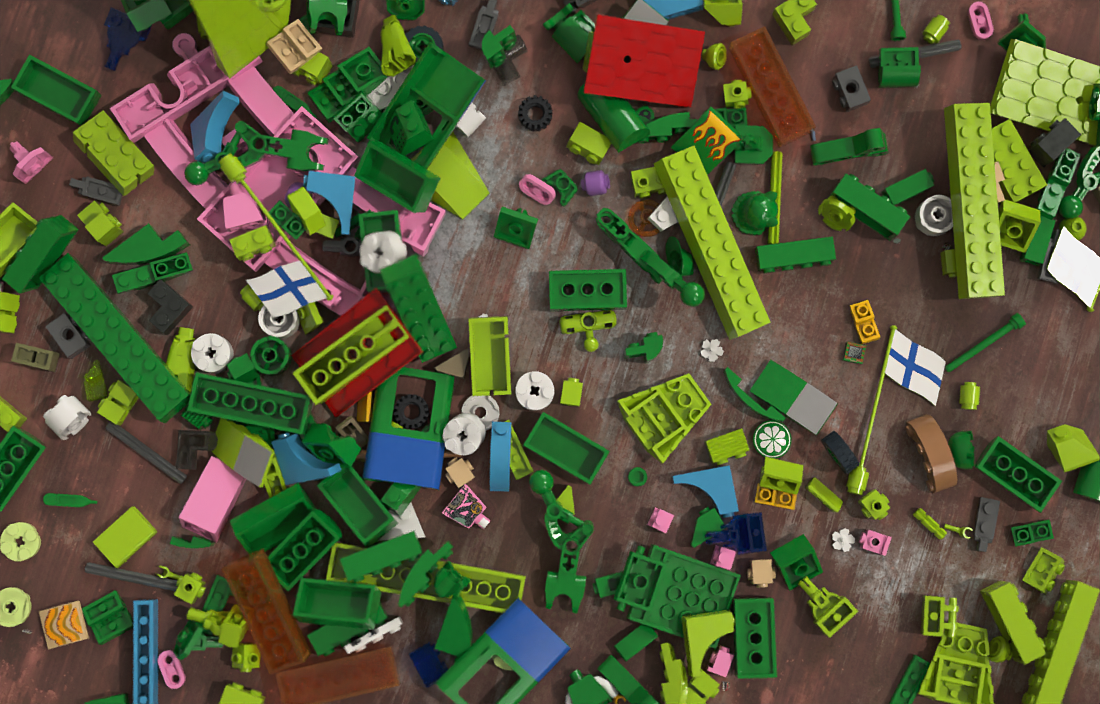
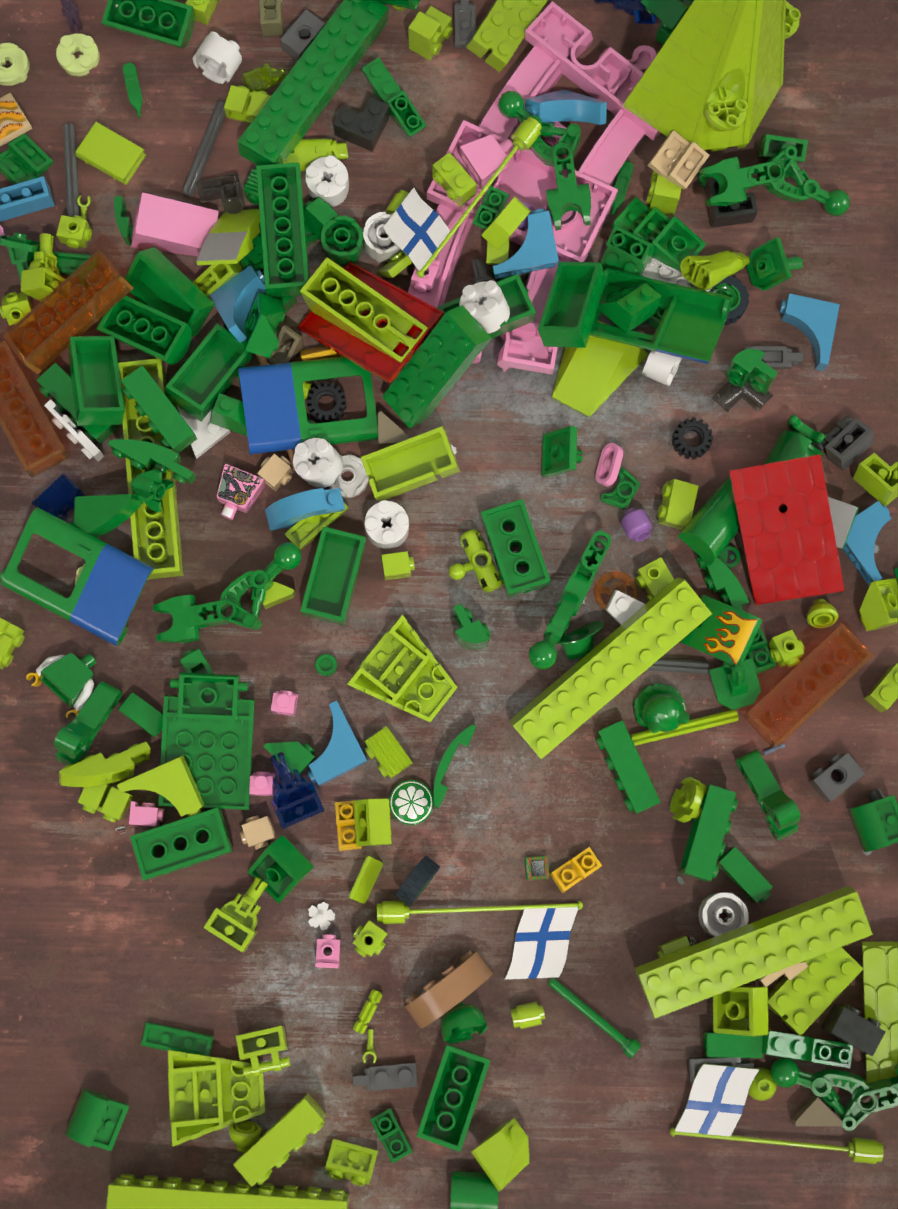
camera: 75 degrees right, 5 degrees down
(146, 247) = (420, 85): green slope -> none
(711, 350) = (491, 706): white plant -> none
(793, 397) = (465, 812): slope -> none

